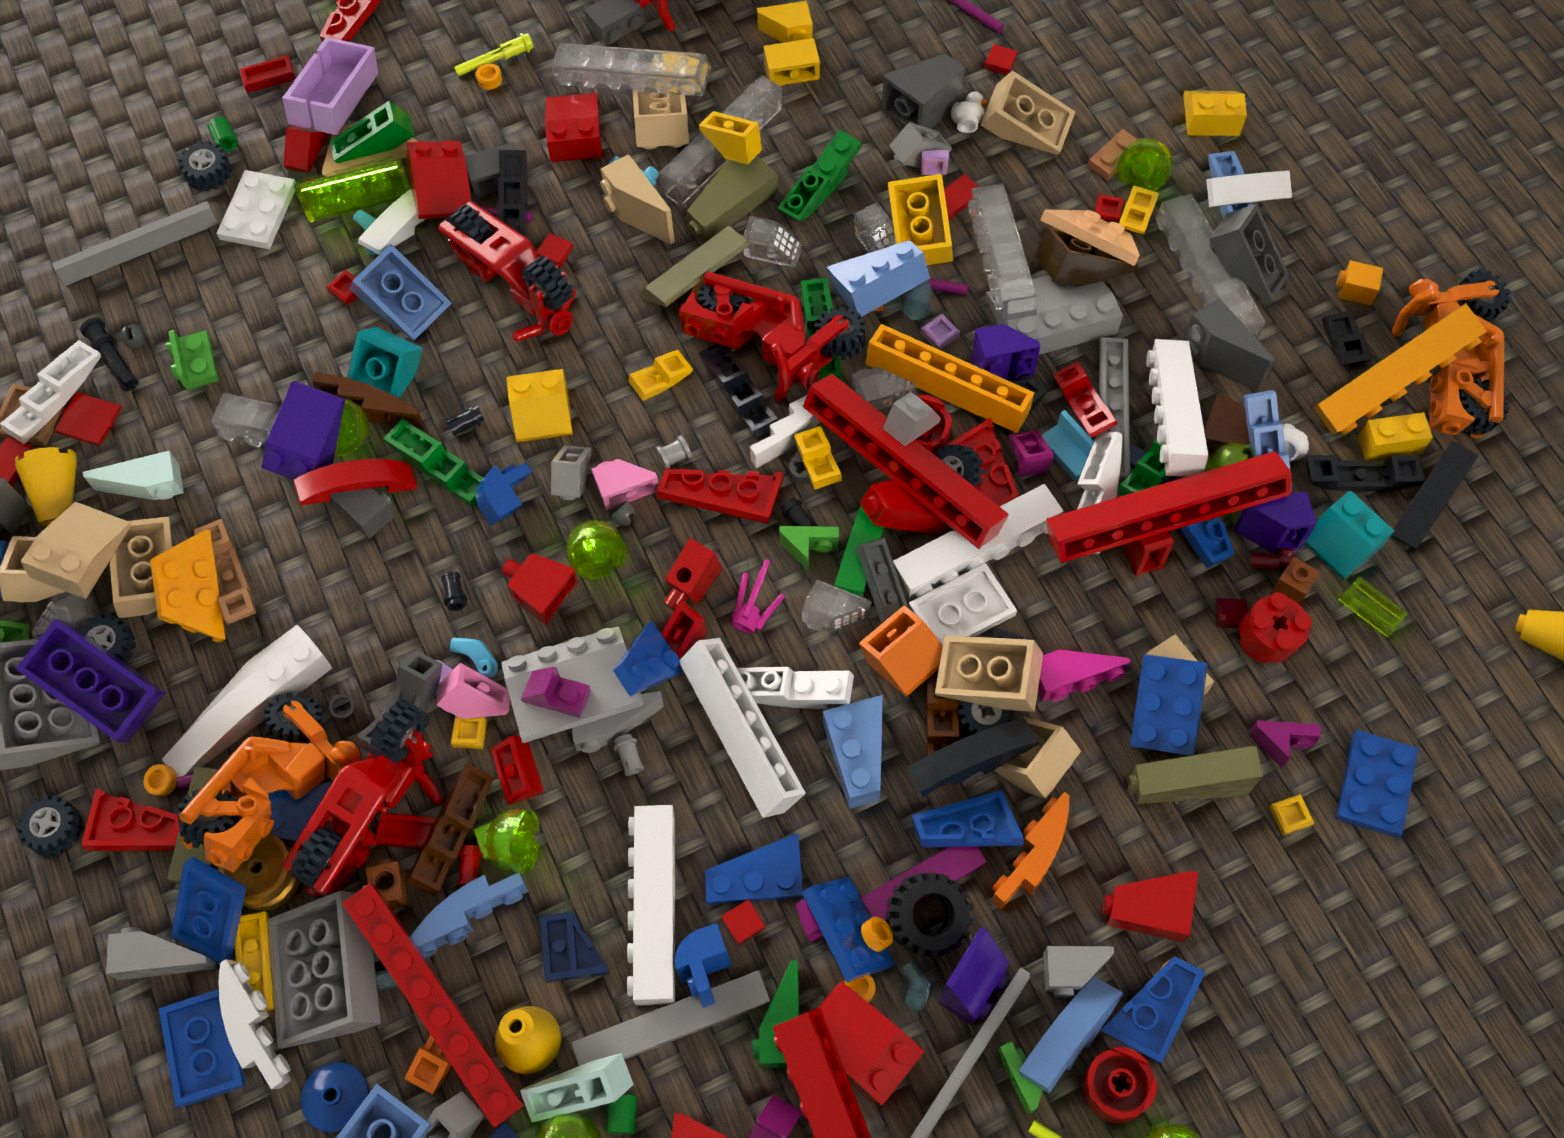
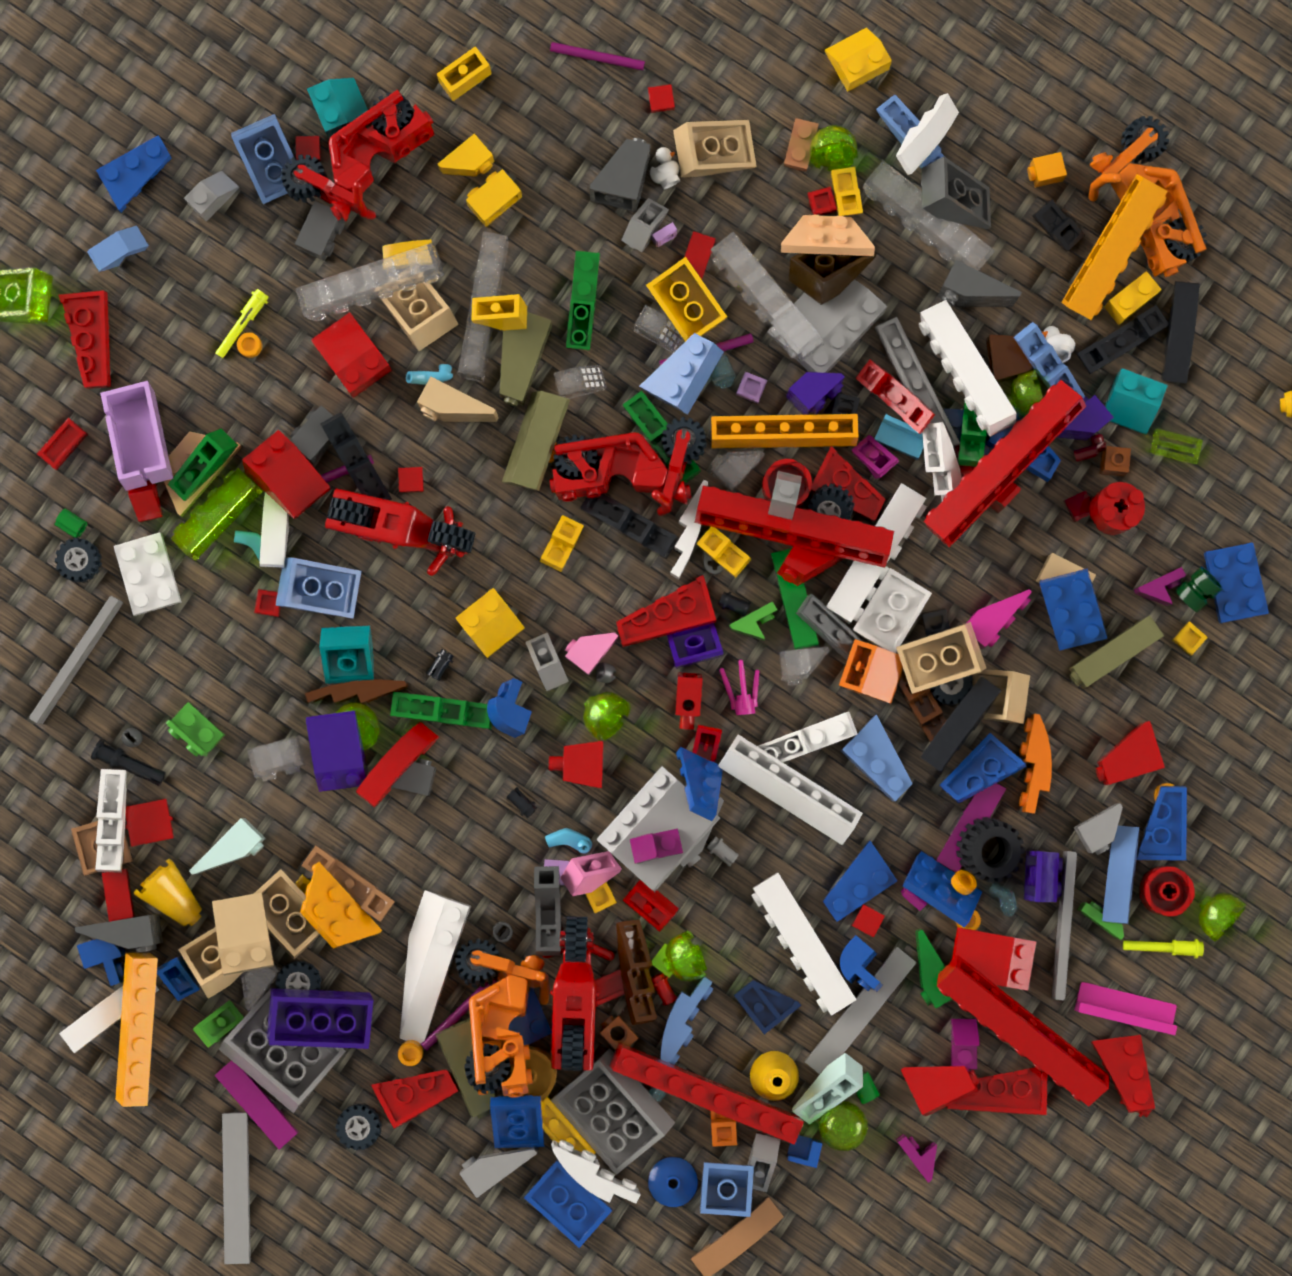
camera: 30 degrees left, 20 degrees up
(673, 452) = (613, 604): light grey bush -> none
(731, 536) = (695, 645): none -> dark purple slope
(1329, 760) = (1202, 586): none -> dark green wheel

